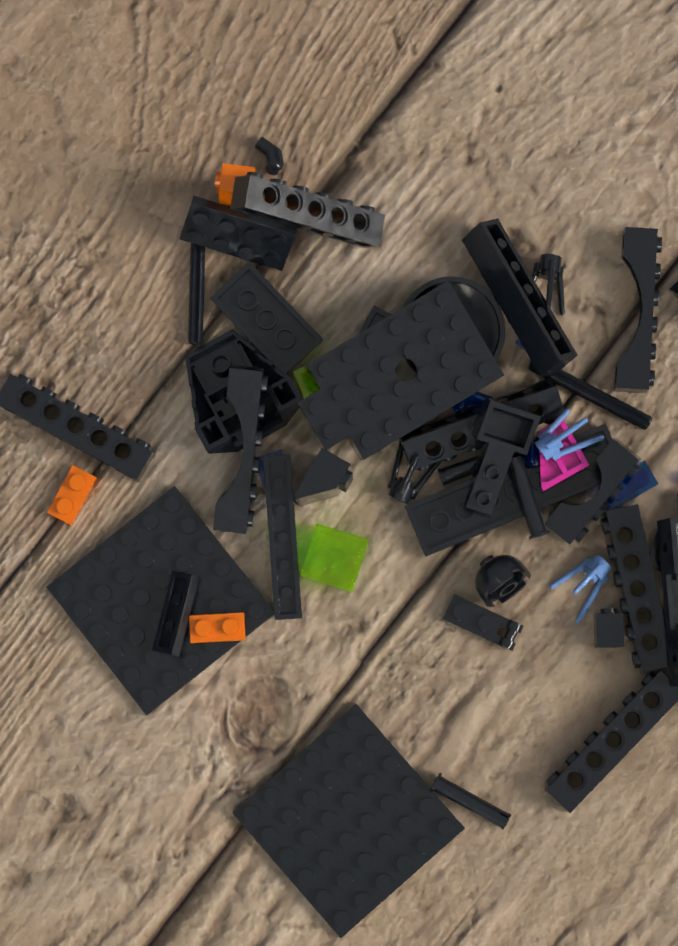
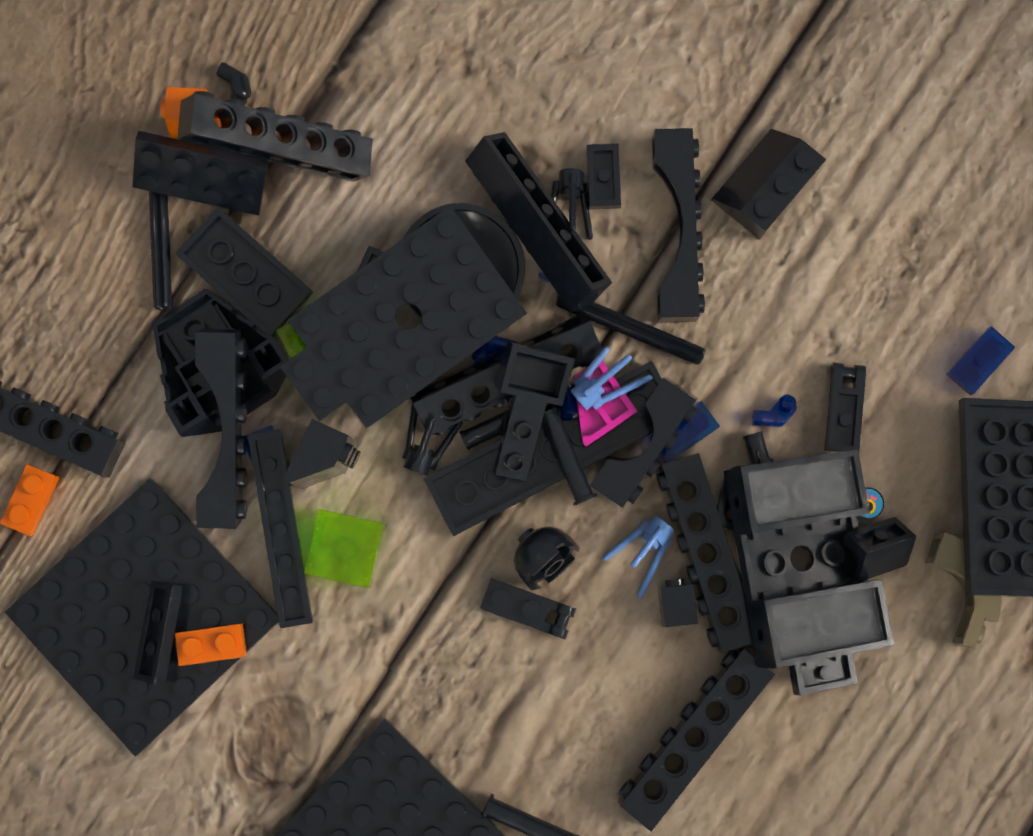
camera: 15 degrees left, 0 degrees up
(578, 262) = (603, 176): none -> black plate

